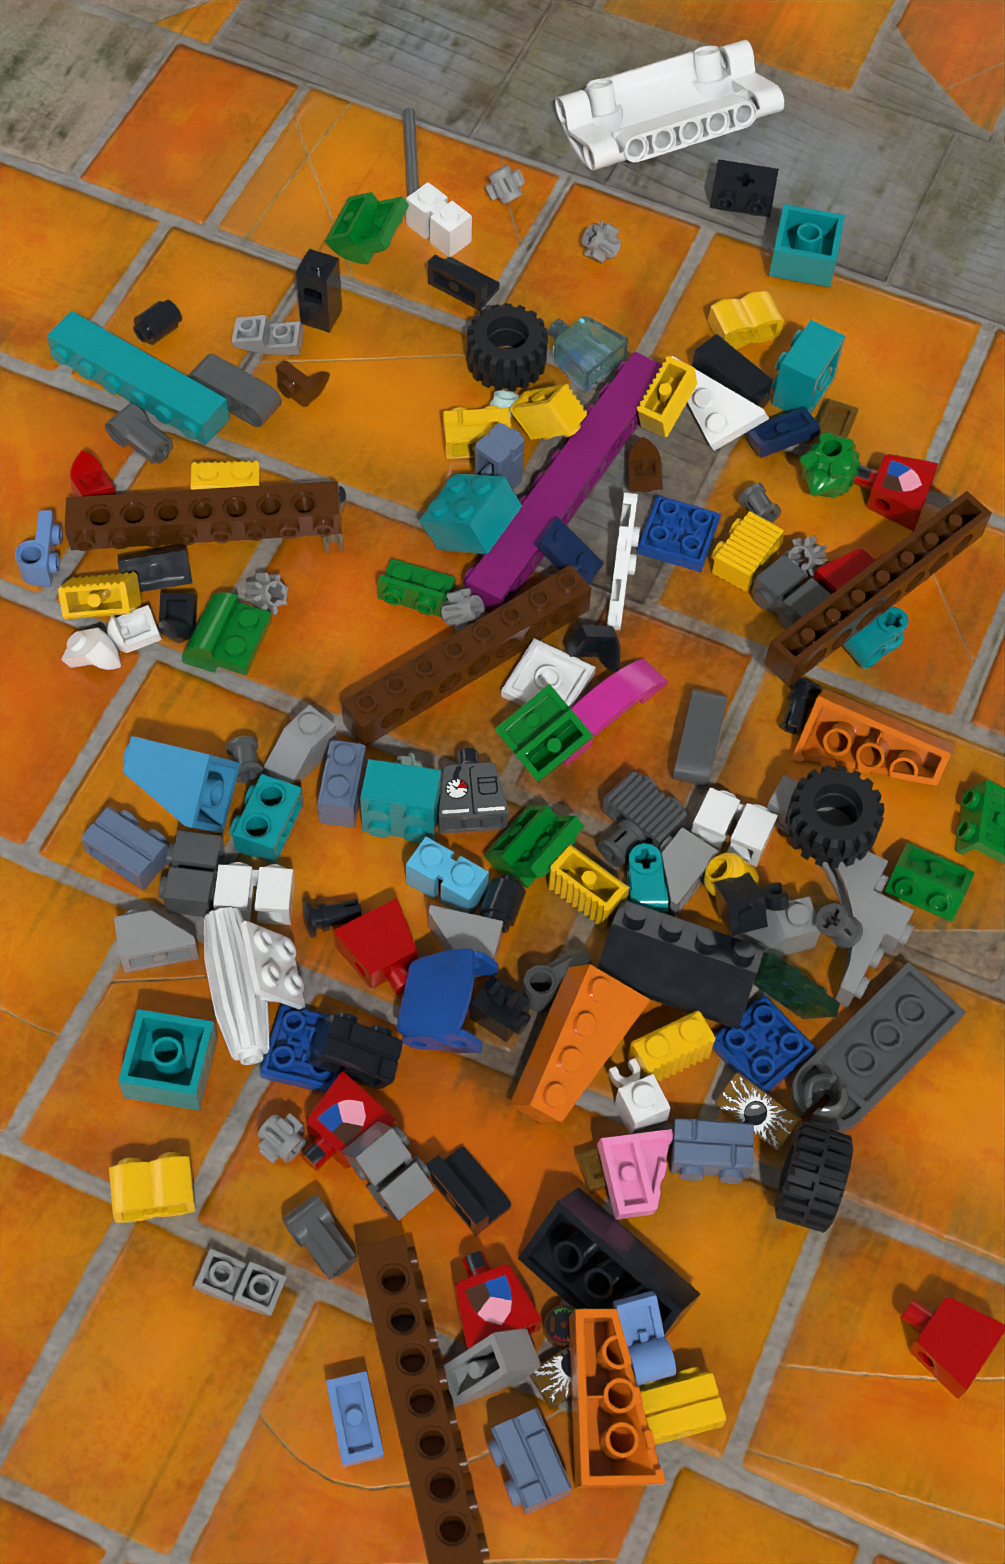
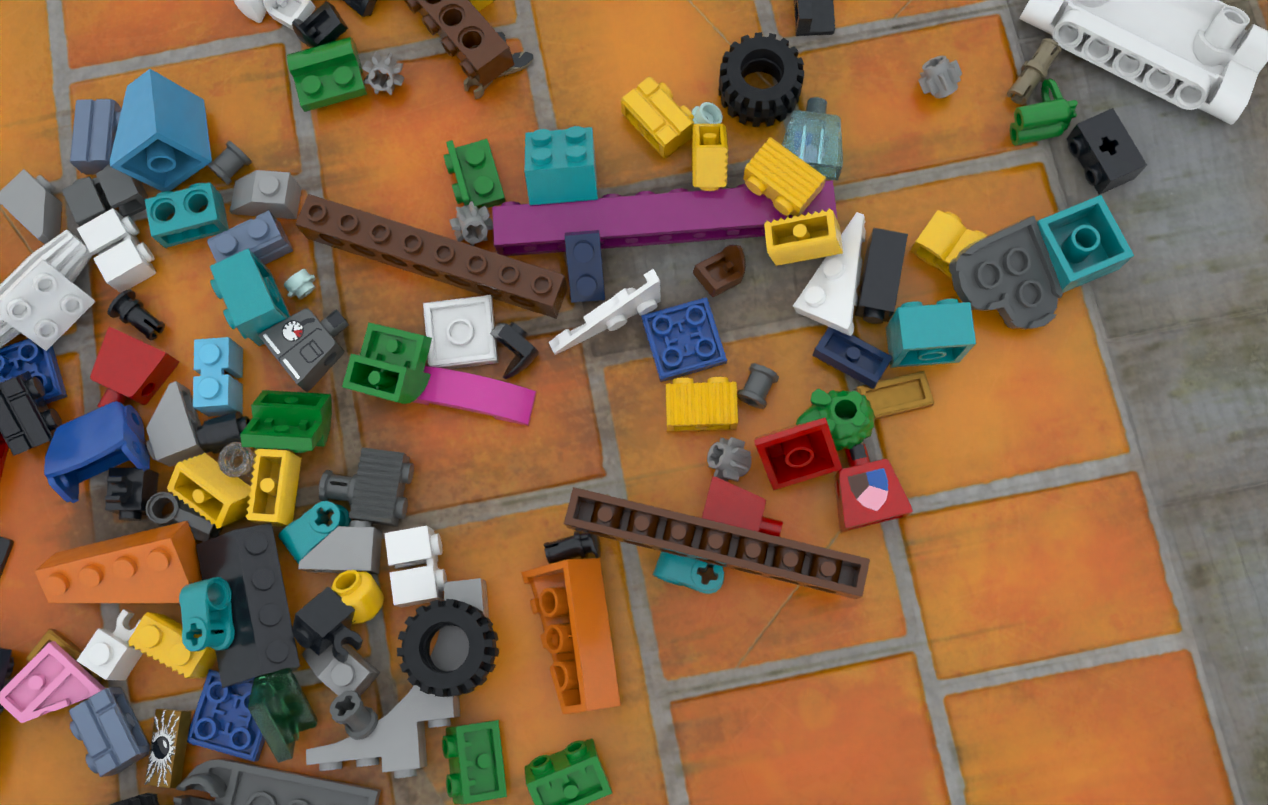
camera: 65 degrees right, 15 degrees up
(501, 454) = (630, 152): sand blue brick -> none
(543, 898) = (236, 460): none -> clear cone
(553, 935) = (209, 490): none -> yellow brick
(613, 373) = (783, 178): none -> yellow brick
(643, 188) = (1034, 71): none -> dark tan pin
(666, 982) = (206, 610): none -> teal piece
(688, 206) = (1043, 119): none -> green piece
(700, 737) = (484, 485): dark grey beam -> none
(779, 591) = (679, 454): dark grey piece -> none
(796, 294) = (1009, 274): none -> dark grey plate
(839, 502) = (798, 453): none -> red slope

